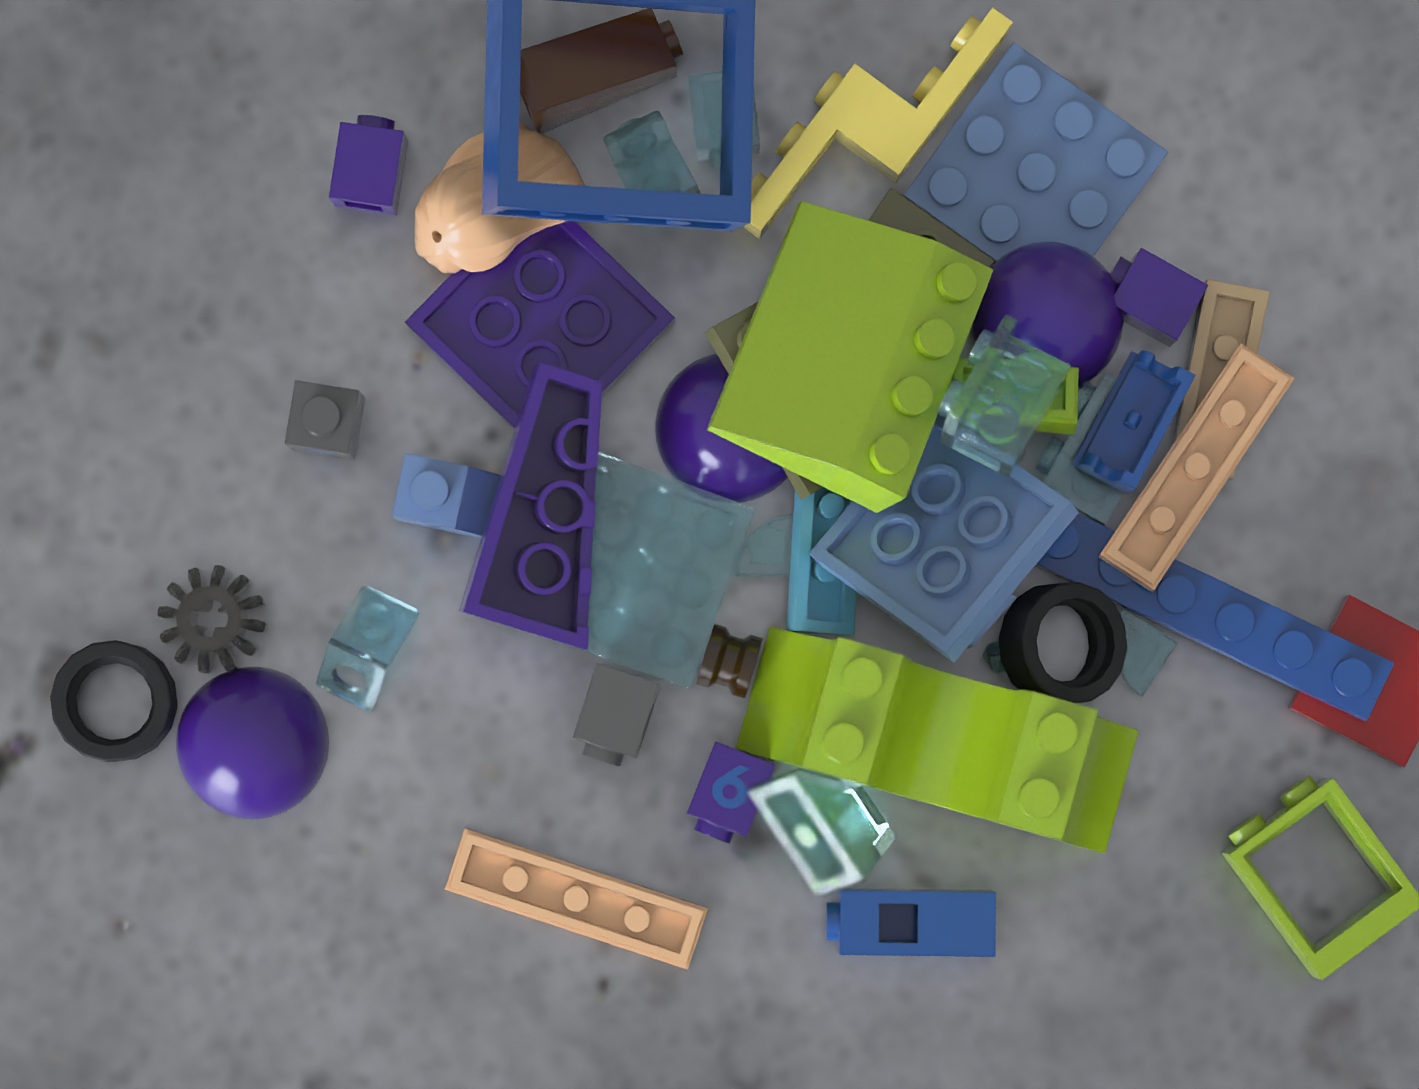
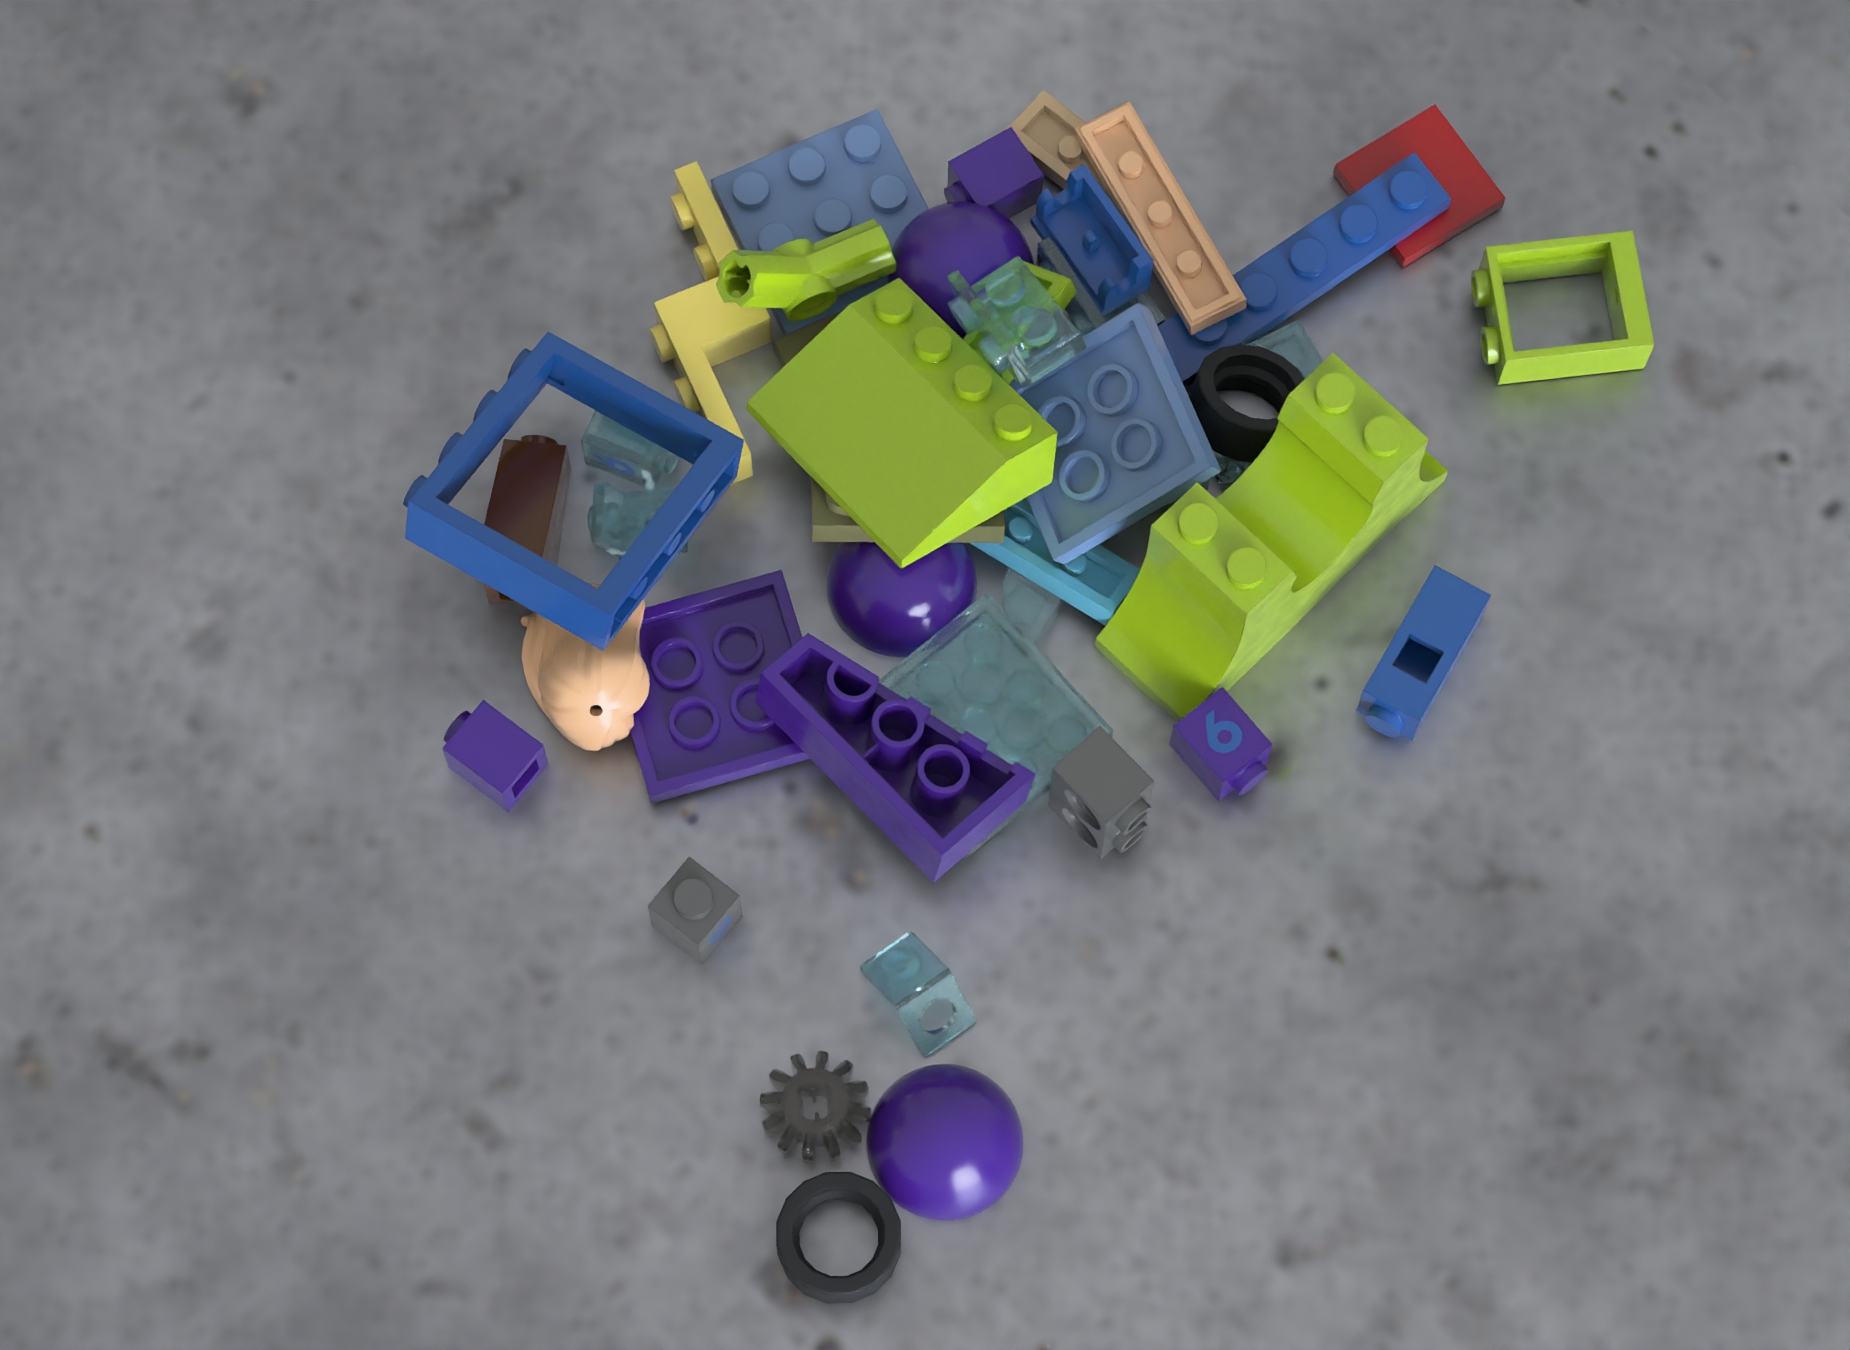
camera: 60 degrees left, 15 degrees down
(444, 495) = (823, 845): medium blue slope -> none
(576, 898) = (1243, 933): light nougat tile -> none
(729, 661) = (1109, 683): dark brown wheel -> none
(824, 826) = (1299, 674): clear light blue slope -> none
(954, 181) = (806, 275): none -> lime piece

